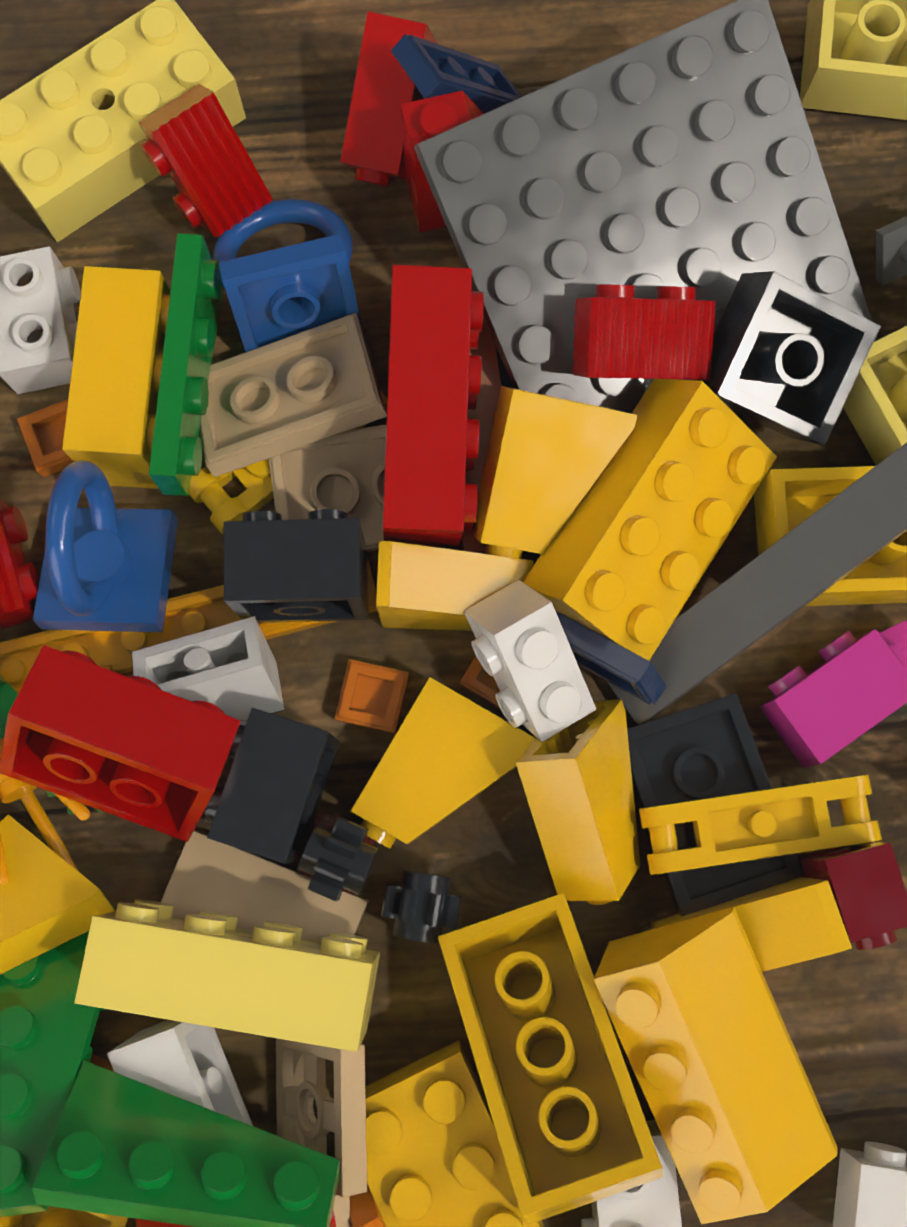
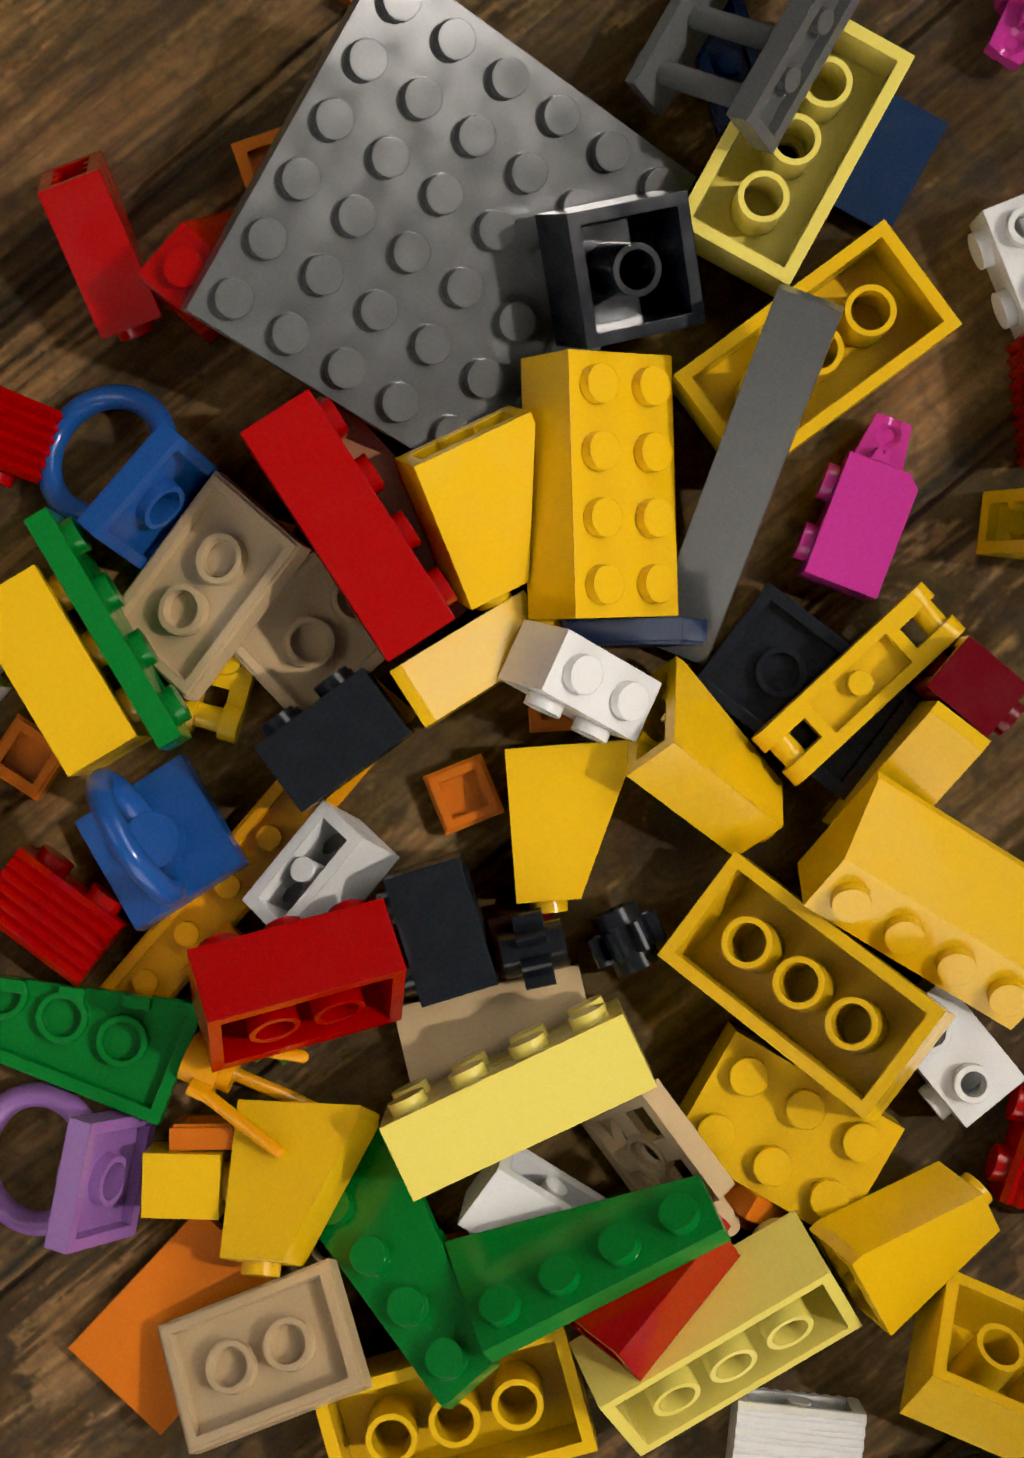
camera: 35 degrees left, 10 degrees up
(443, 70) = (159, 193): dark blue tile -> none
(643, 336) = (488, 335): red brick -> none

